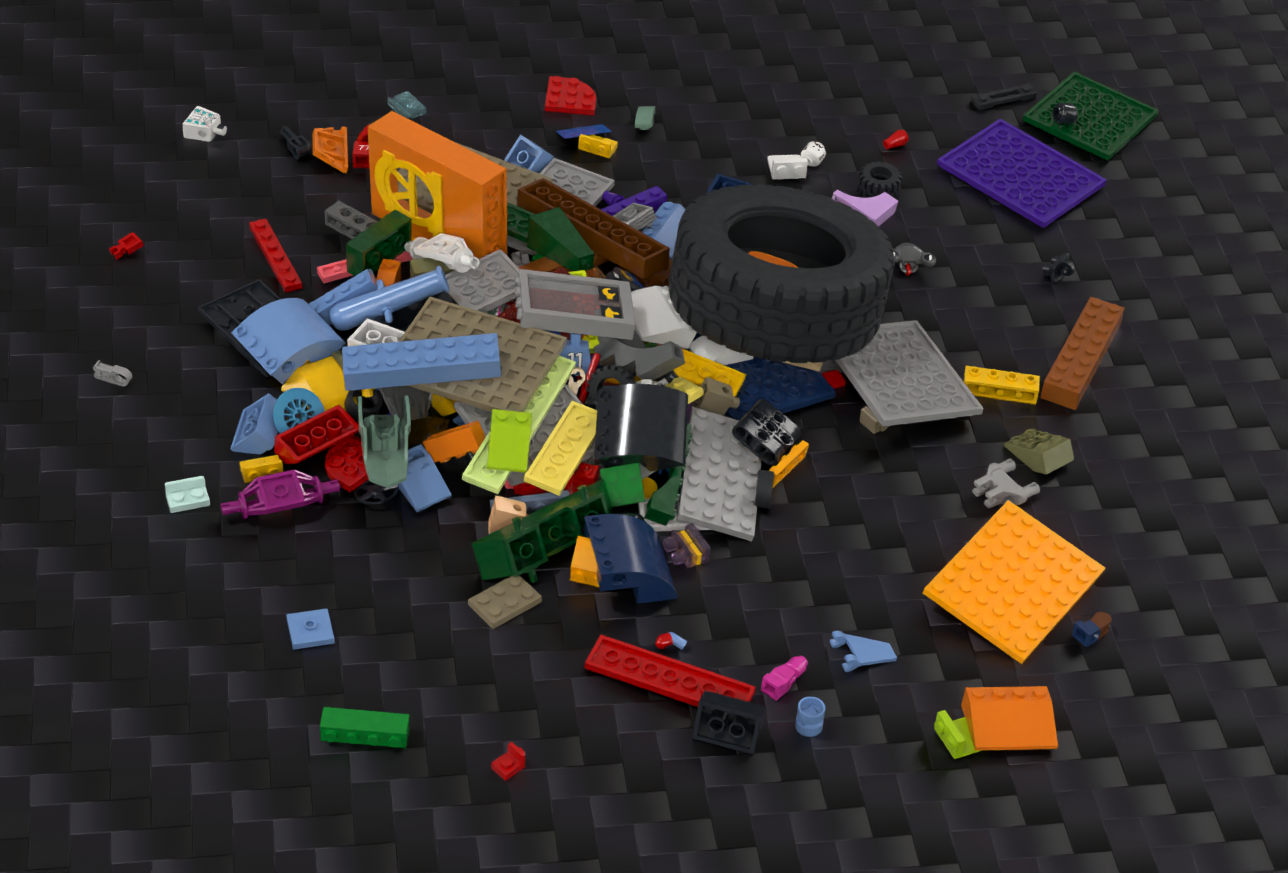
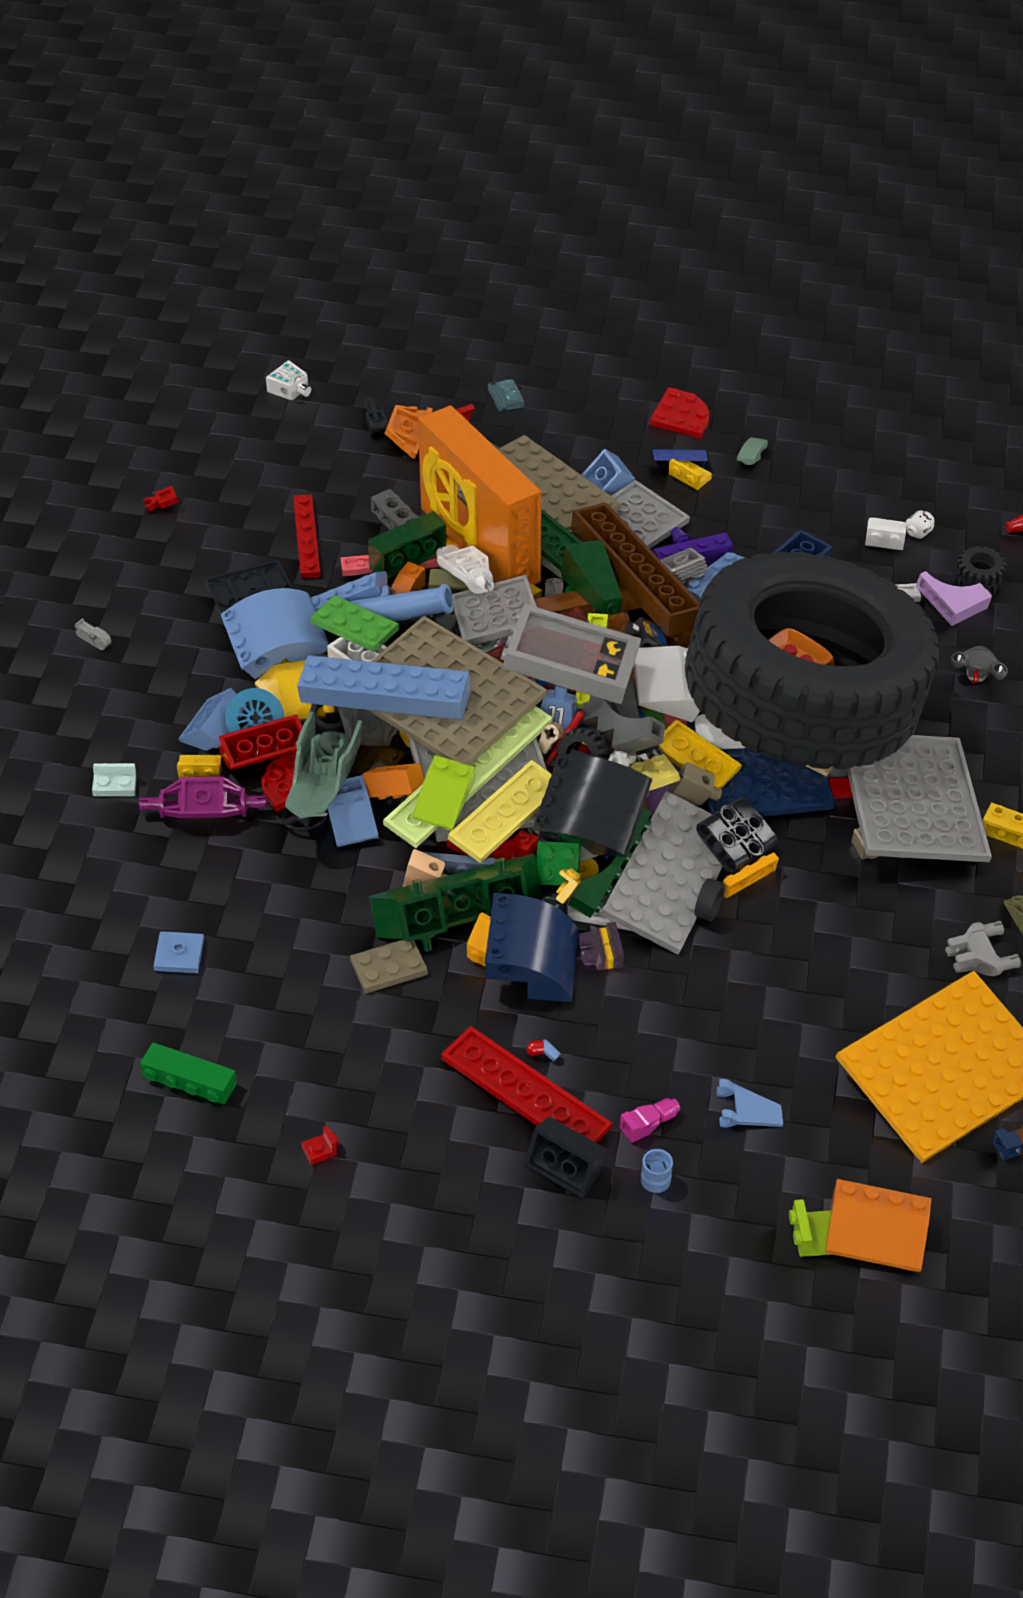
camera: 20 degrees right, 5 degrees up
(365, 315) = (354, 623): none -> bright green plate
(642, 503) = (568, 888): none -> yellow bracket

